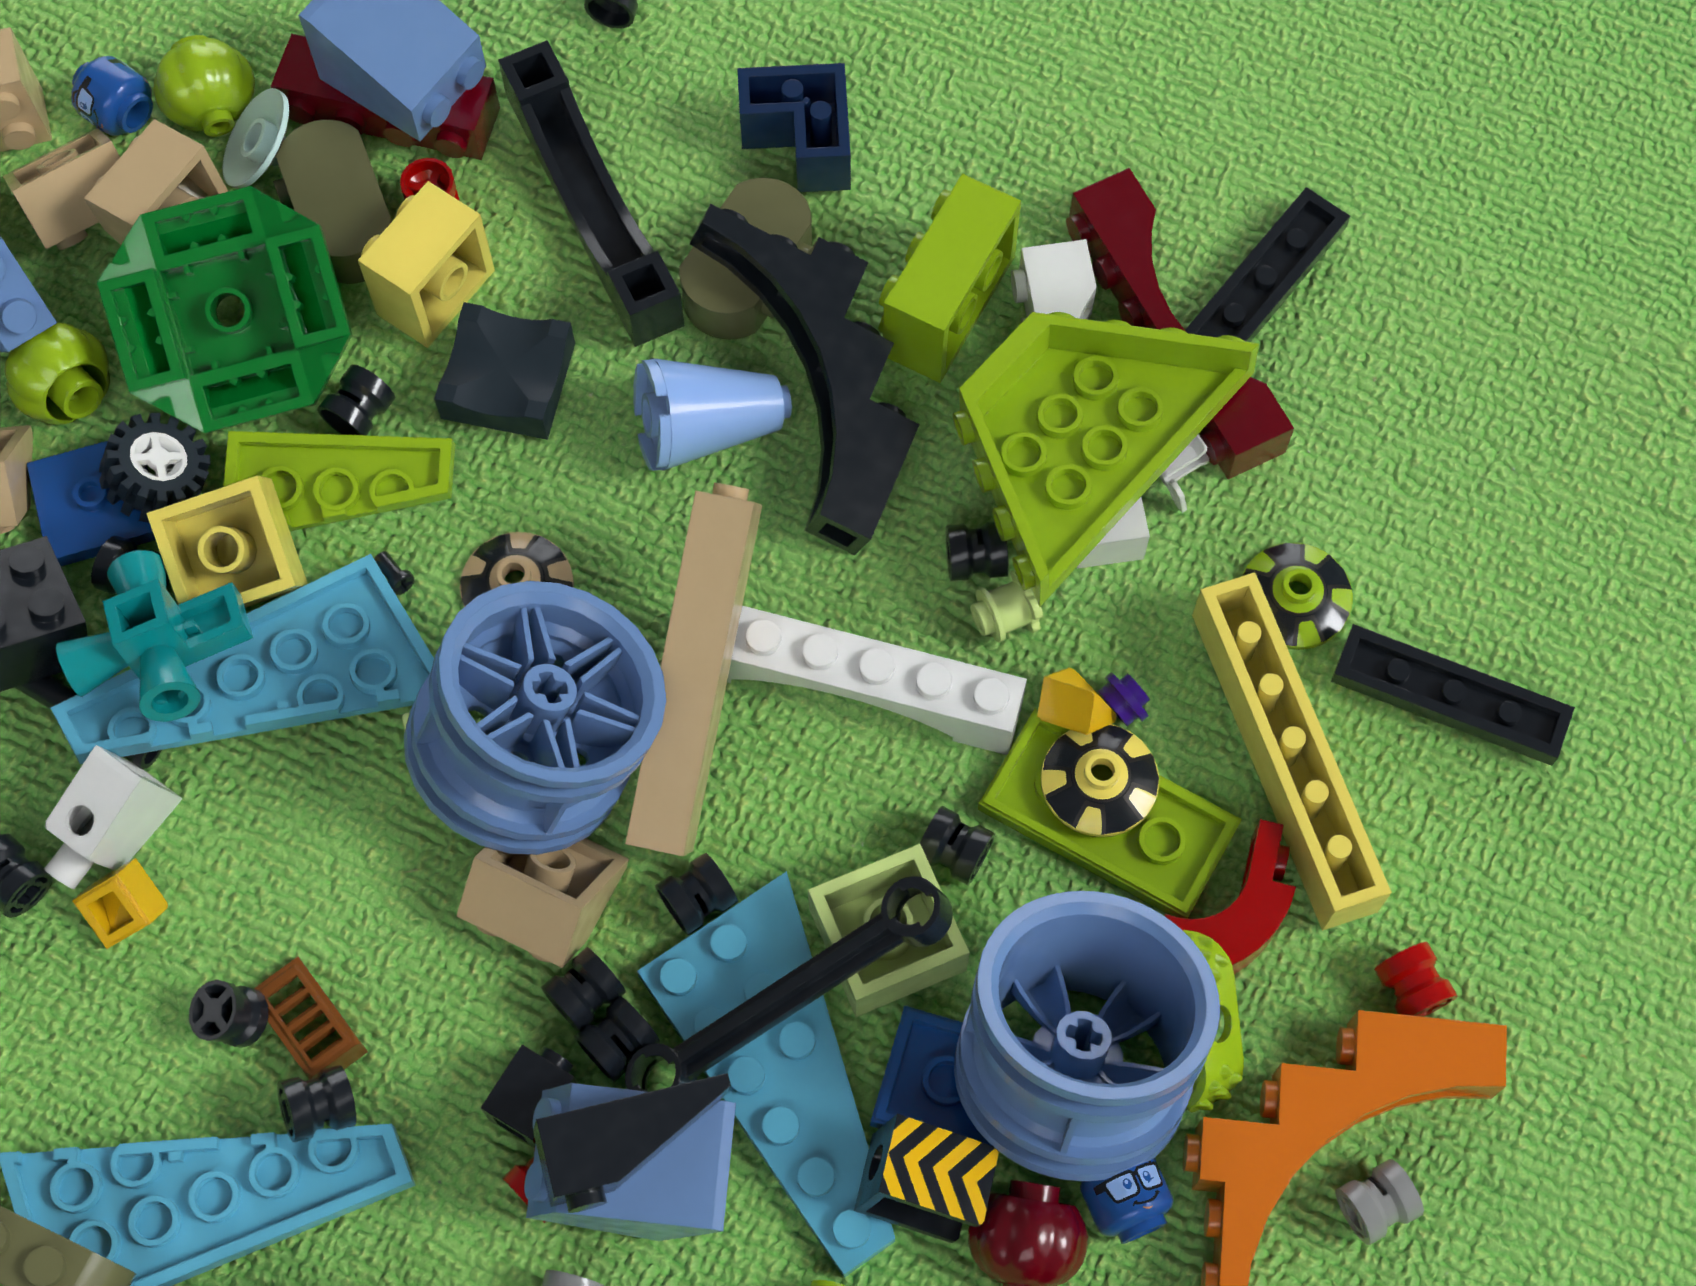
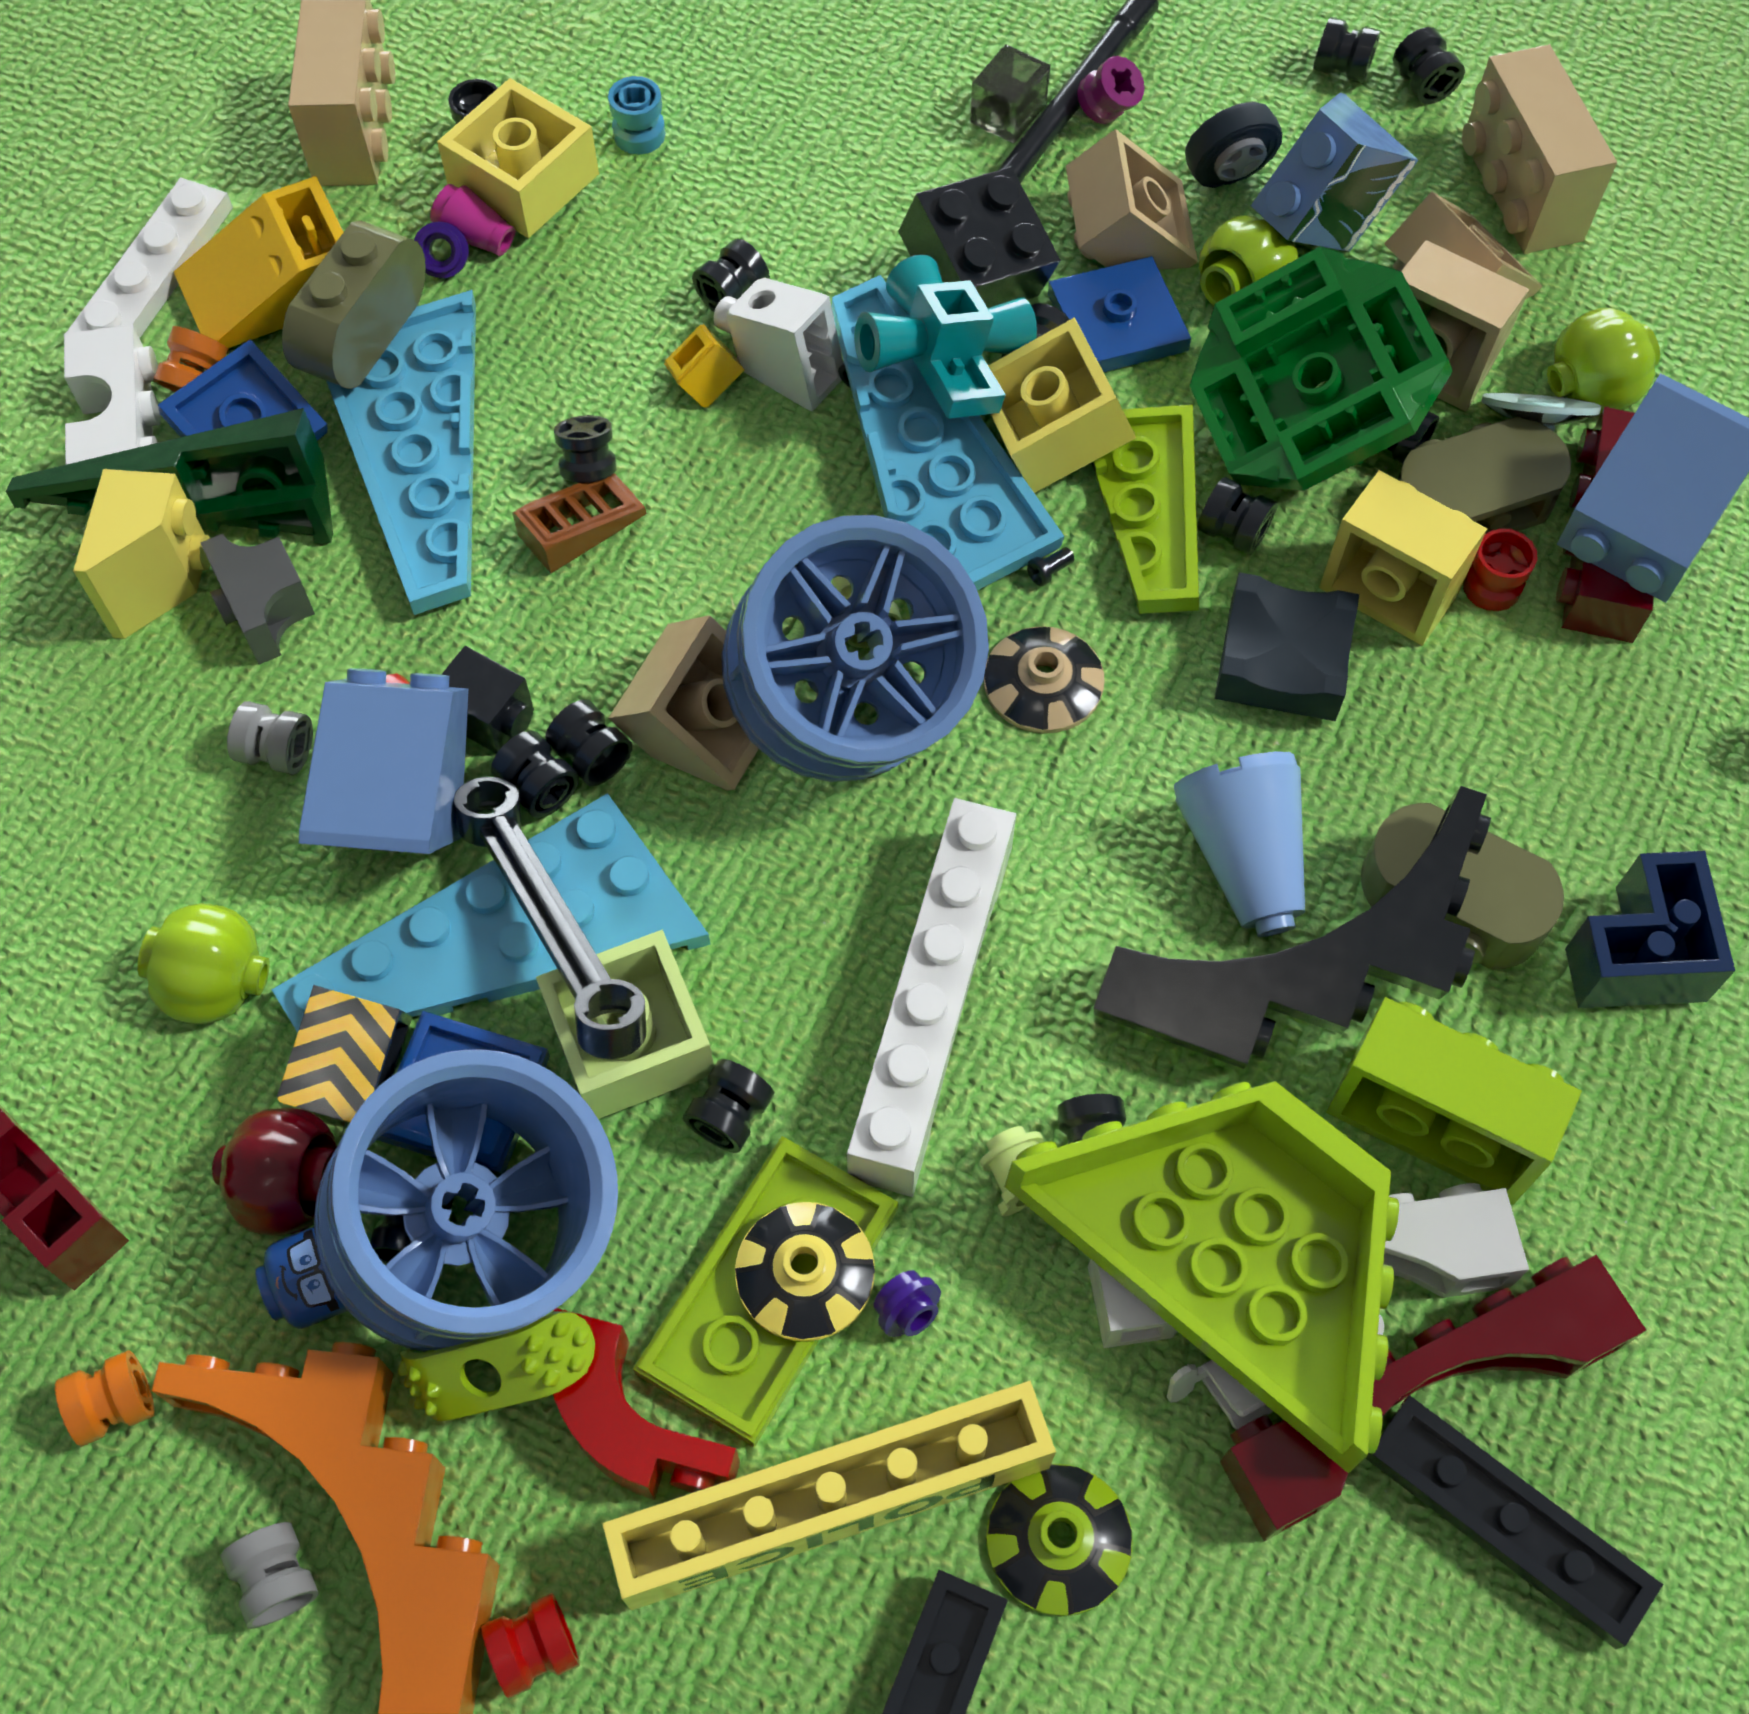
camera: 90 degrees right, 5 degrees down
(112, 96) = (1575, 283): blue head -> none
(173, 456) = (1156, 330): black wheel -> none
(316, 1101) = (484, 511): black wheel -> none
(607, 1143) = (374, 706): black slope -> none
(614, 243) = (1433, 759): black arch -> none
(695, 669) = (919, 809): tan brick -> none
(696, 893) = (685, 844): black wheel -> none
(1073, 703) = (896, 1237): yellow slope -> none

